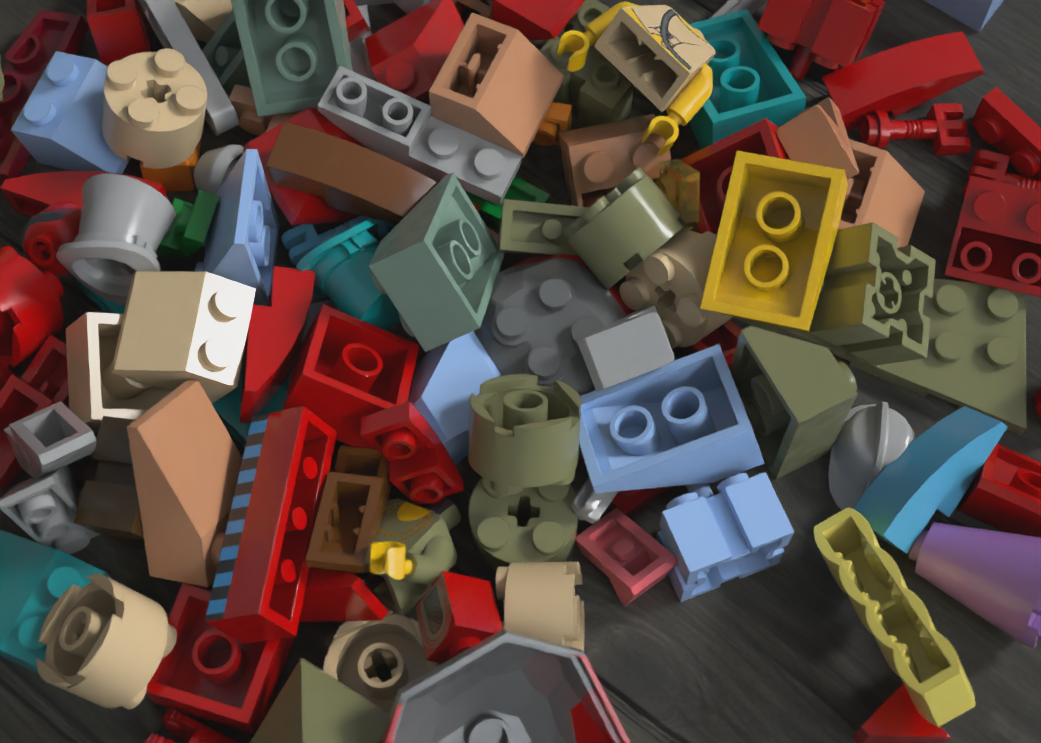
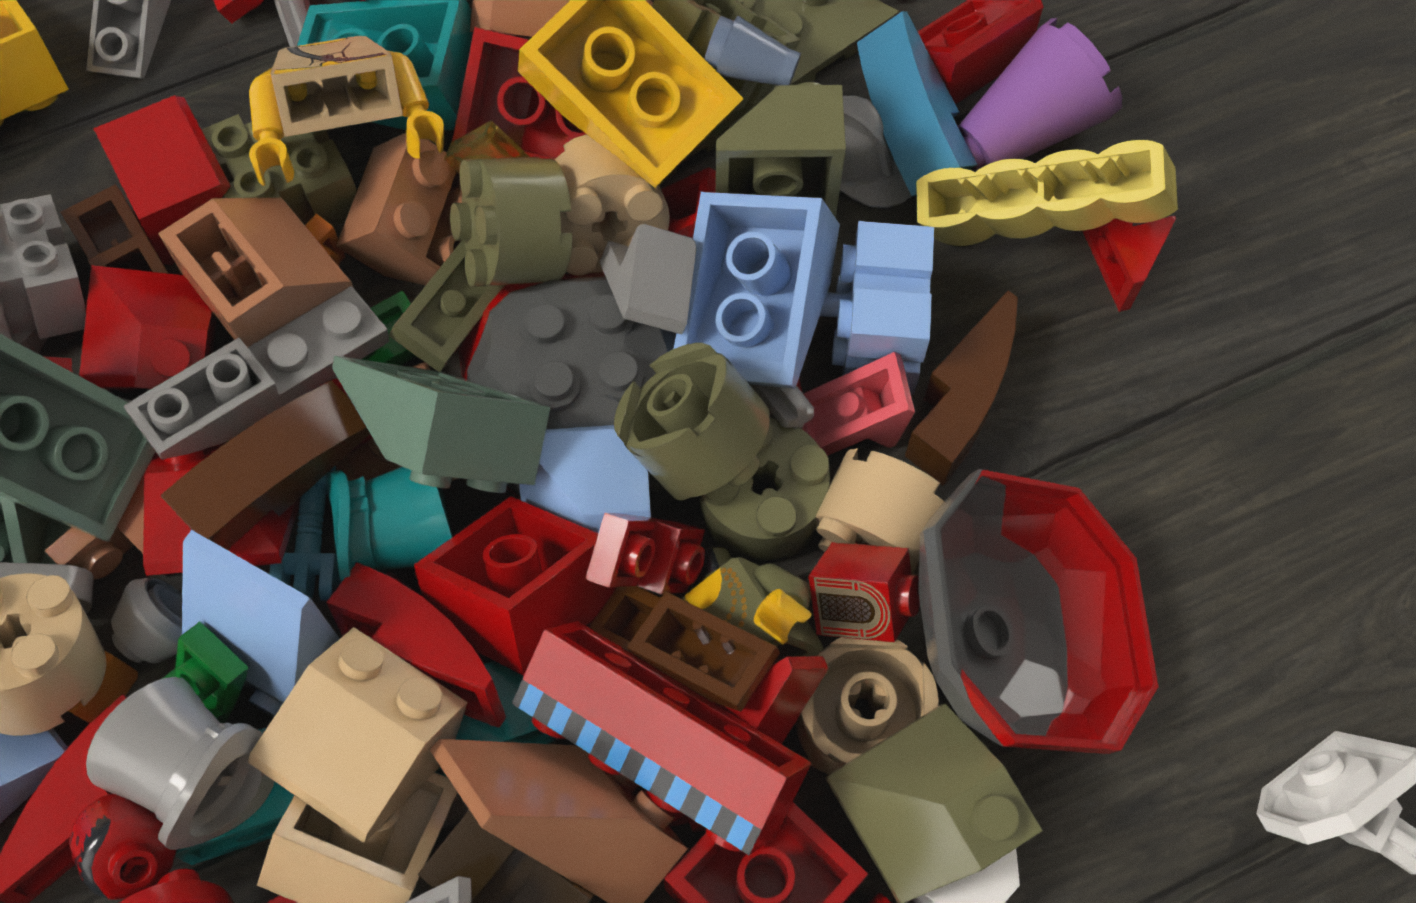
camera: 65 degrees left, 0 degrees up
(699, 639) = (964, 393): none -> reddish brown slope
(846, 312) = (750, 54): none -> sand blue cone

